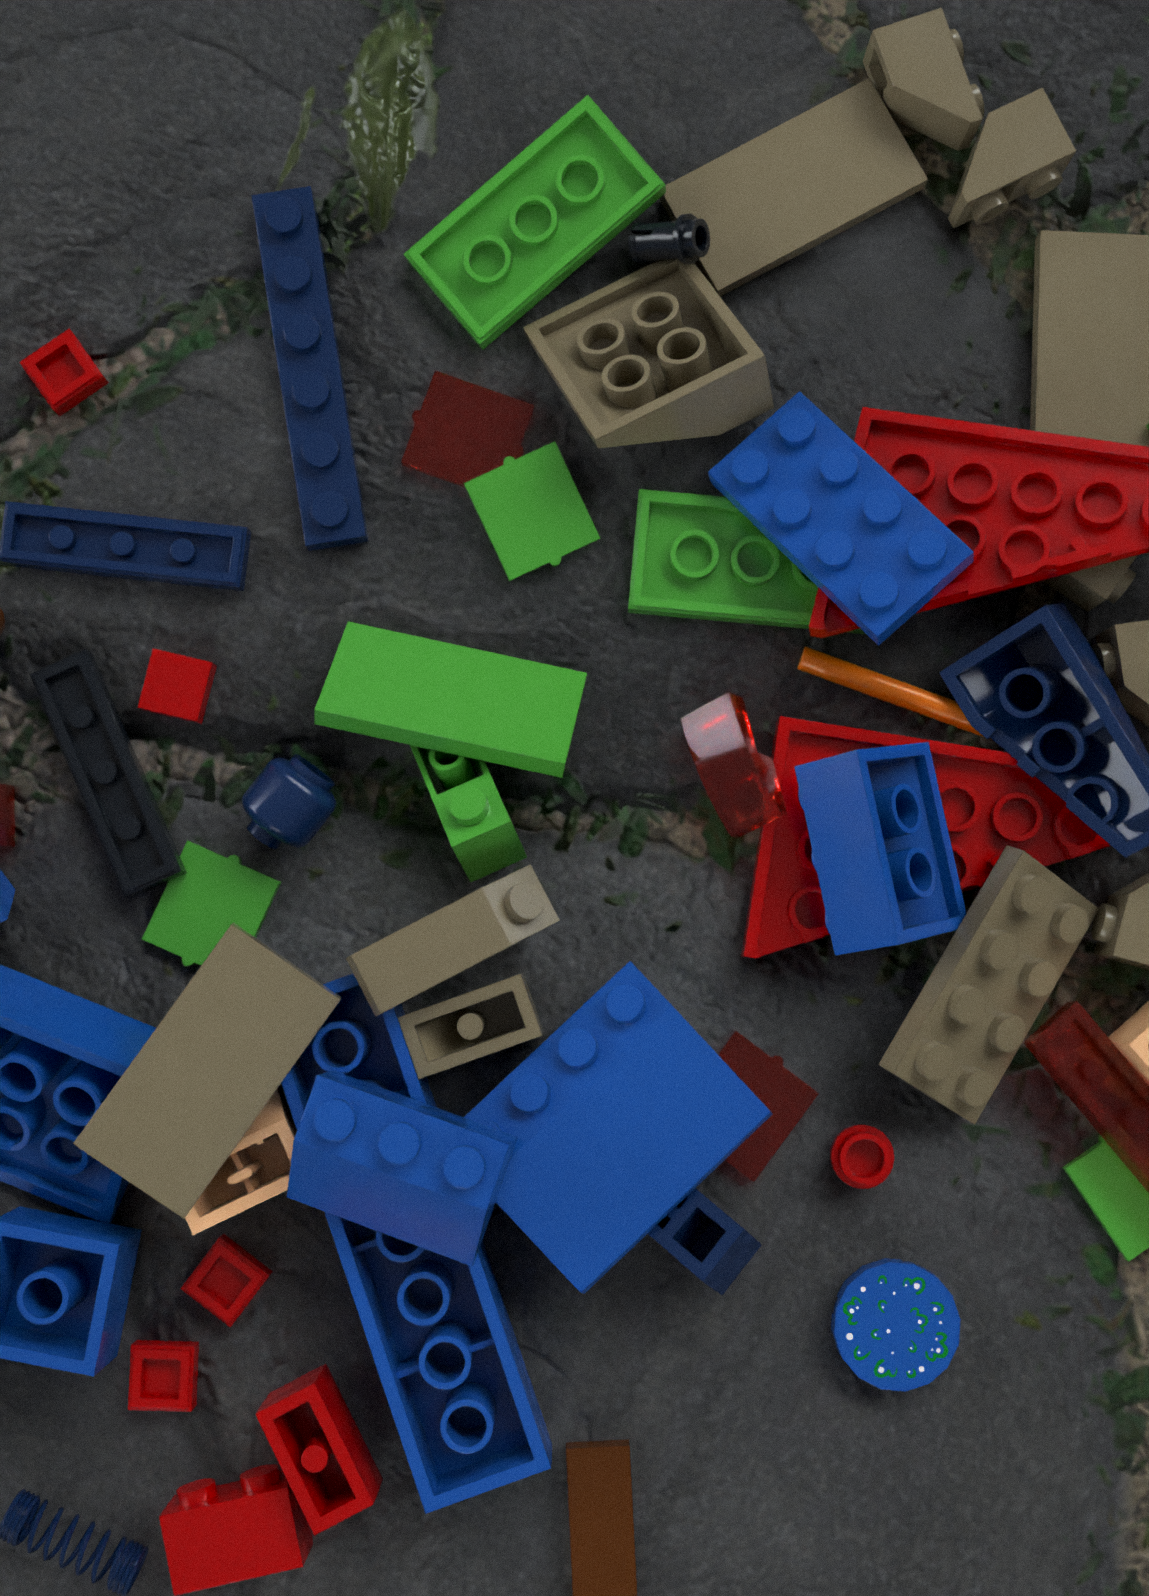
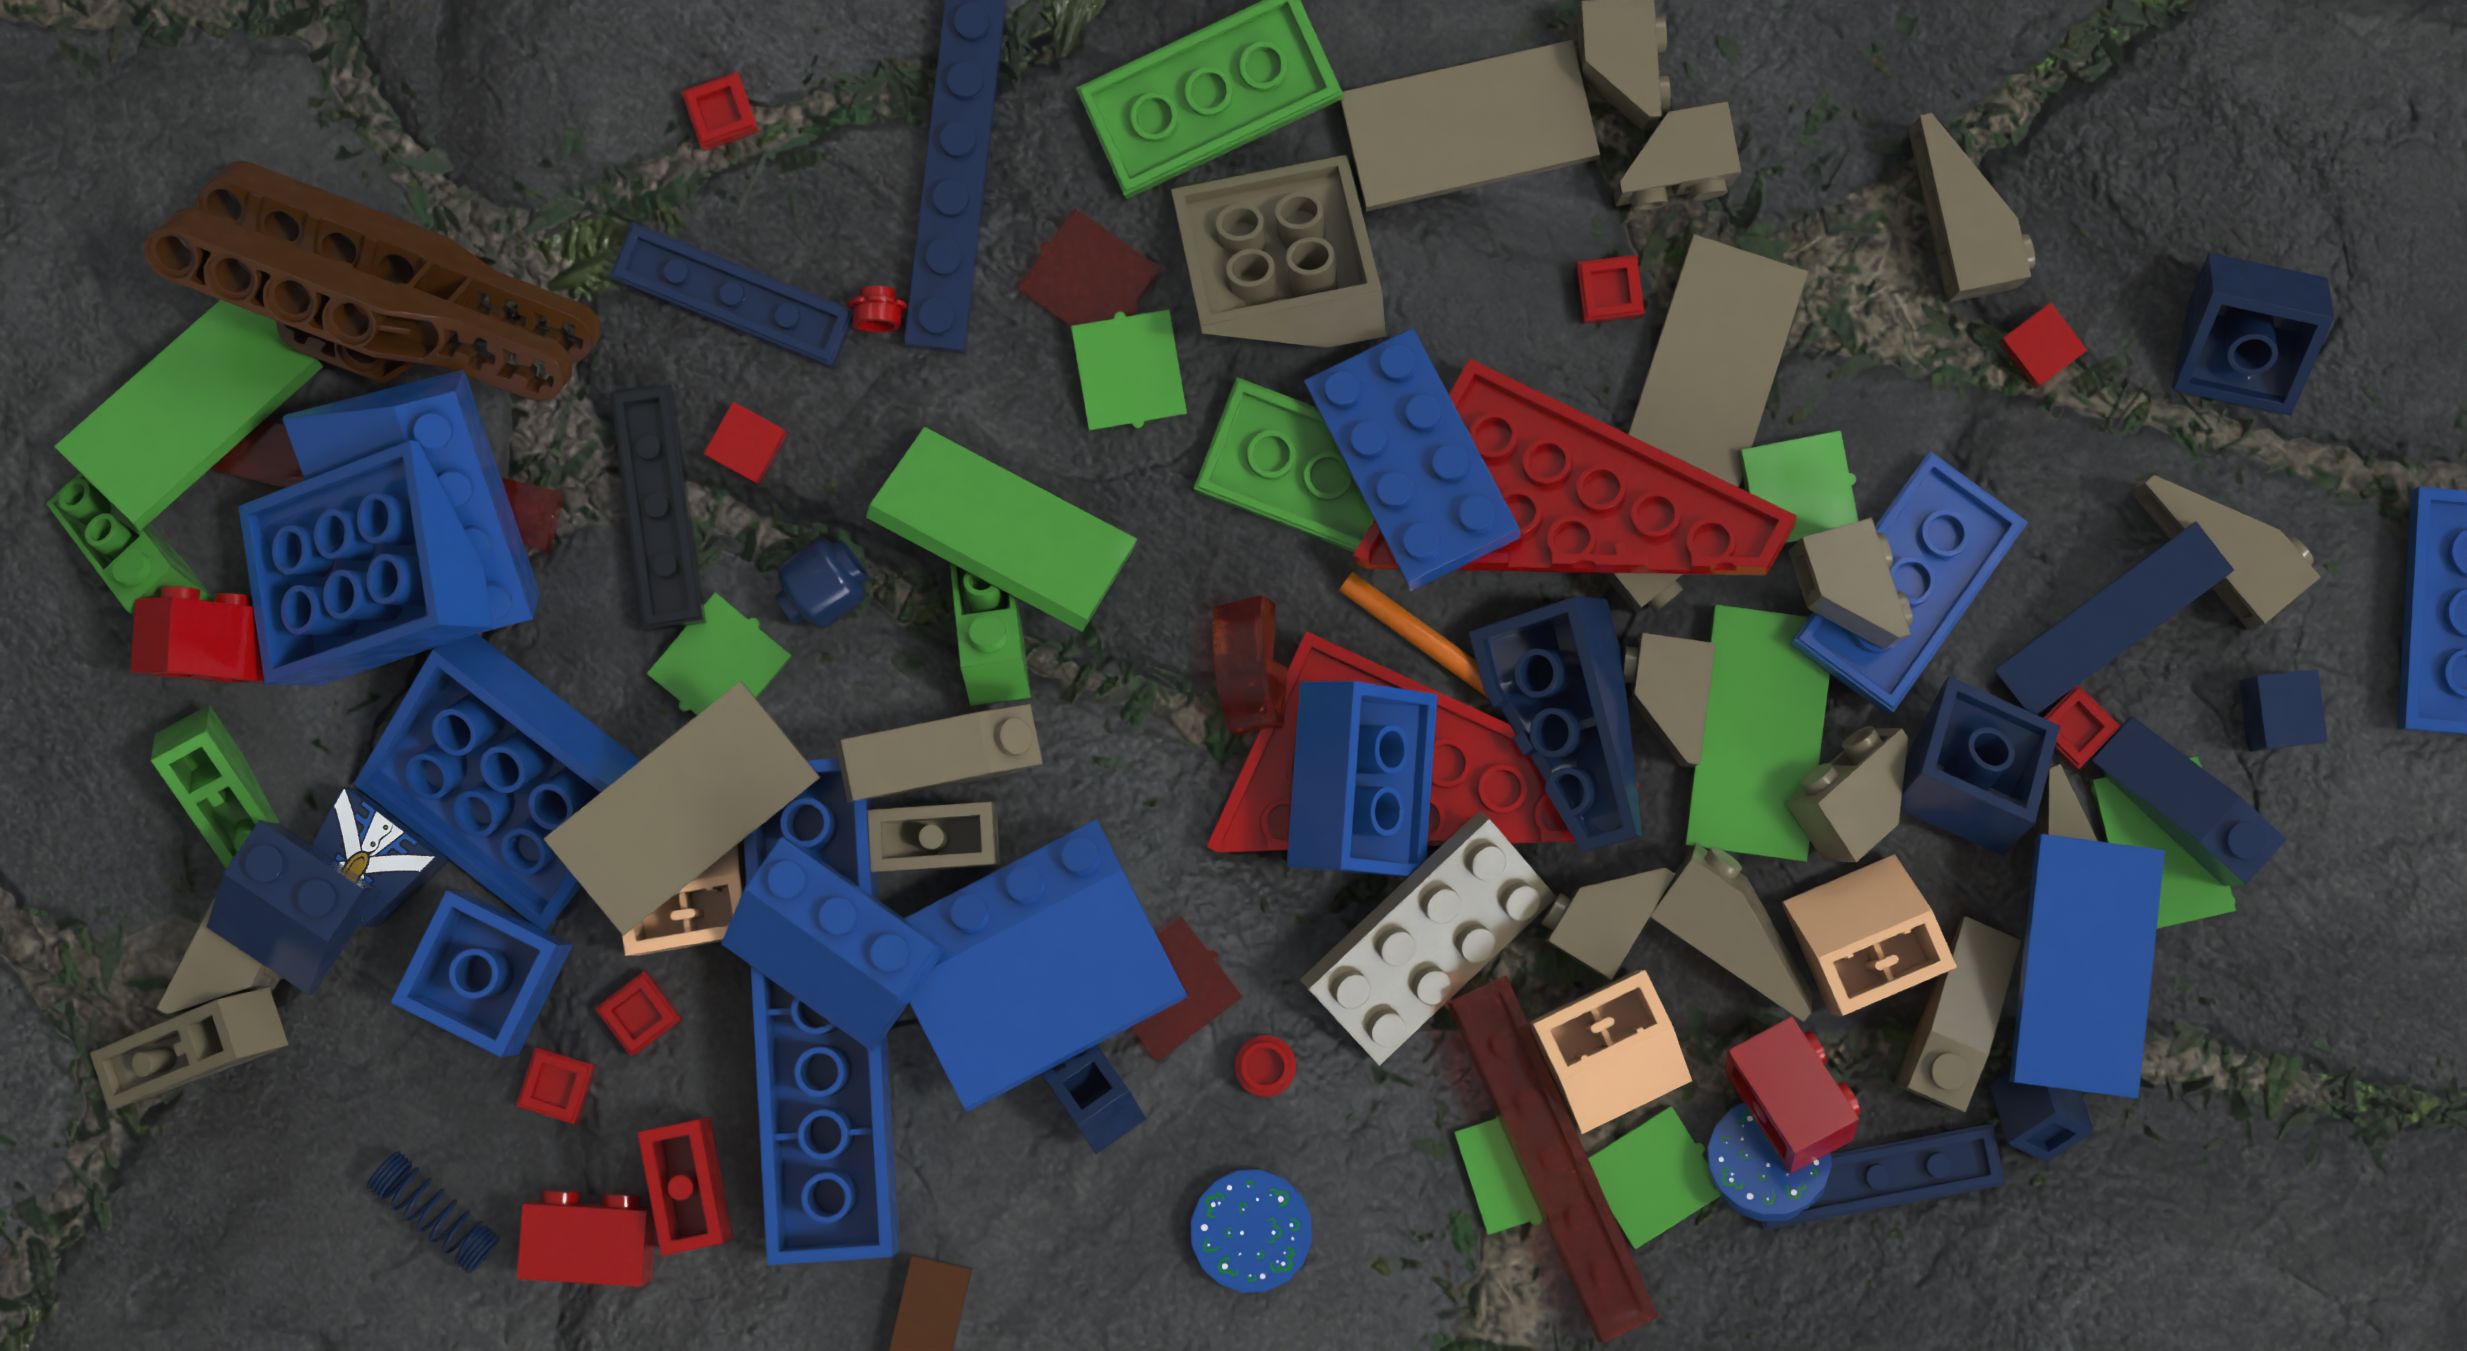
camera: 15 degrees right, 0 degrees up
(269, 520) = (877, 310): none -> red plate
(679, 239) = (1344, 150): black pin -> none
(973, 307) = (1609, 289): none -> red tile

